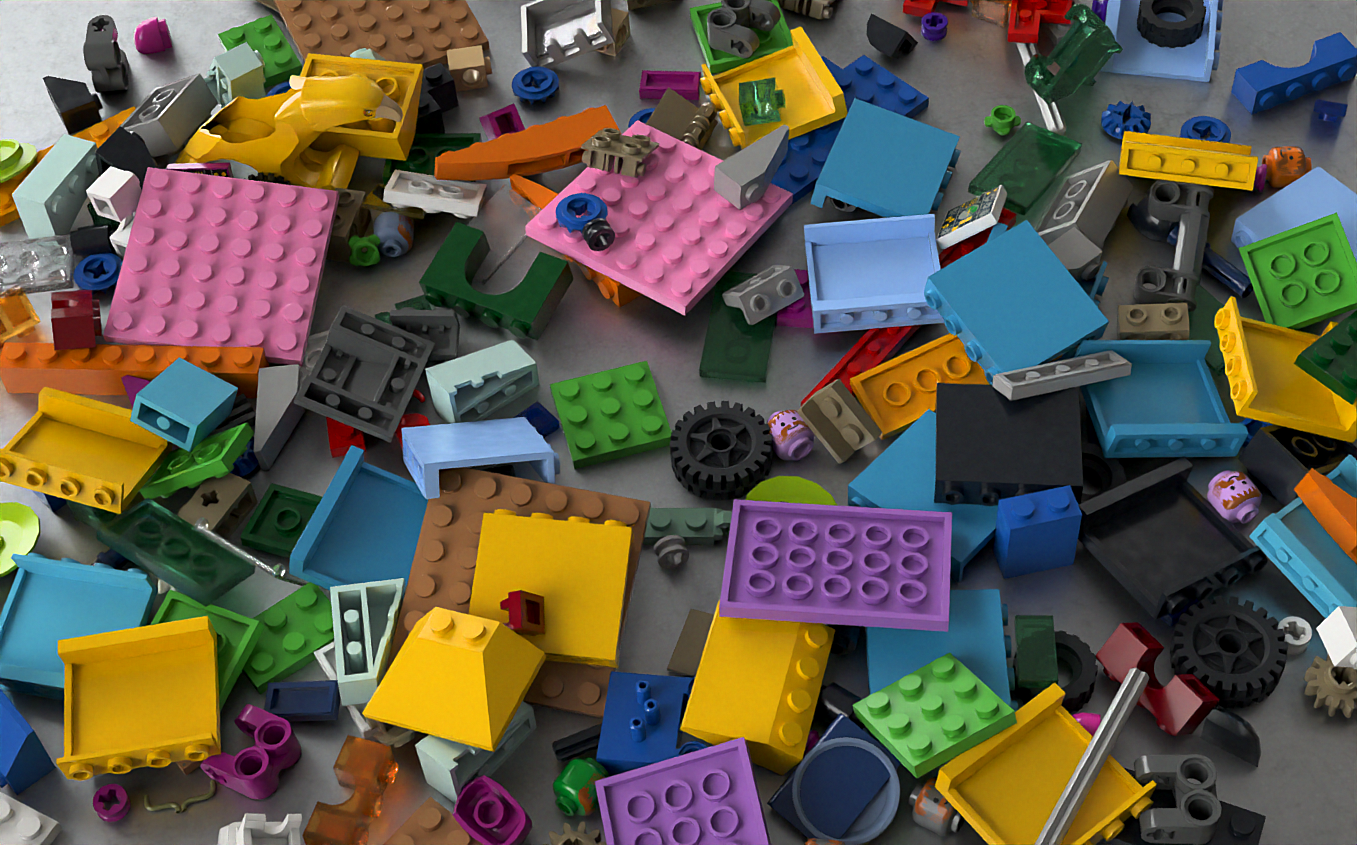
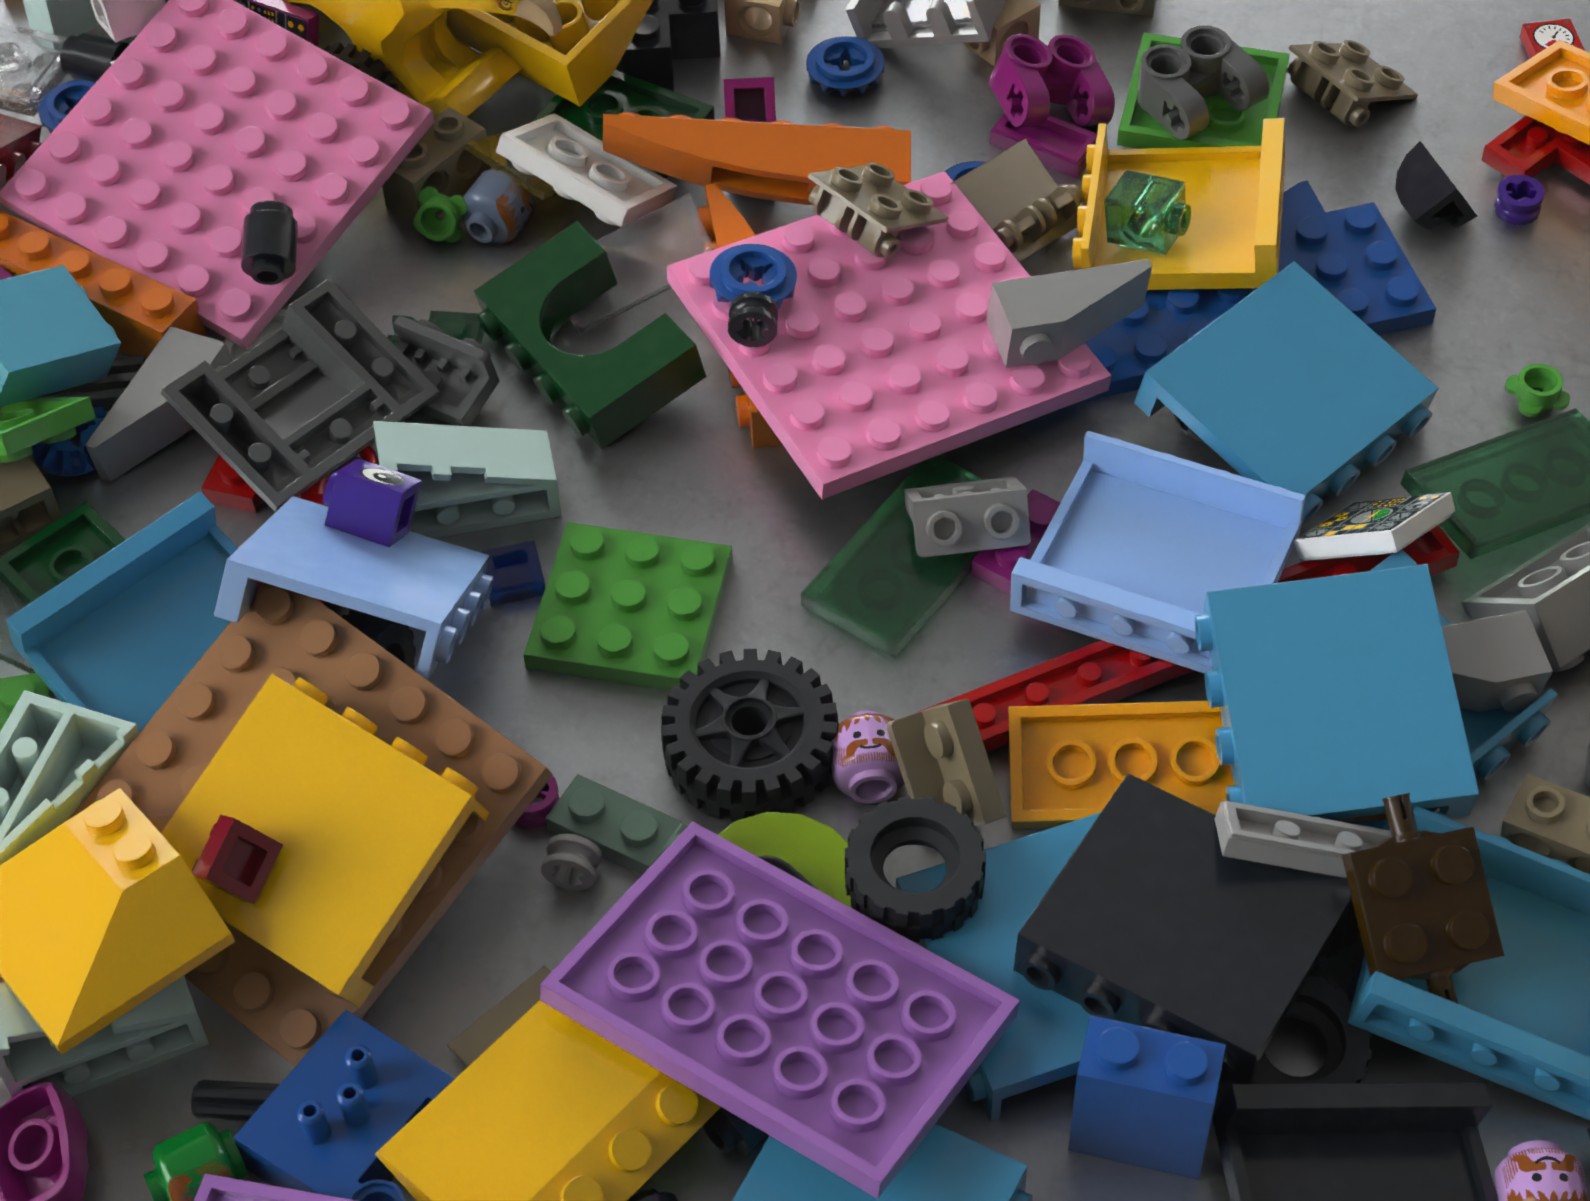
camera: 25 degrees right, 0 degrees up
(293, 298) = (269, 242): none -> black brick
(454, 411) = (371, 502): none -> dark purple brick
(660, 47) = (1062, 73): none -> magenta piece
(858, 450) = (924, 824): none -> black tyre
(1113, 382) = (1422, 902): none -> dark brown plate

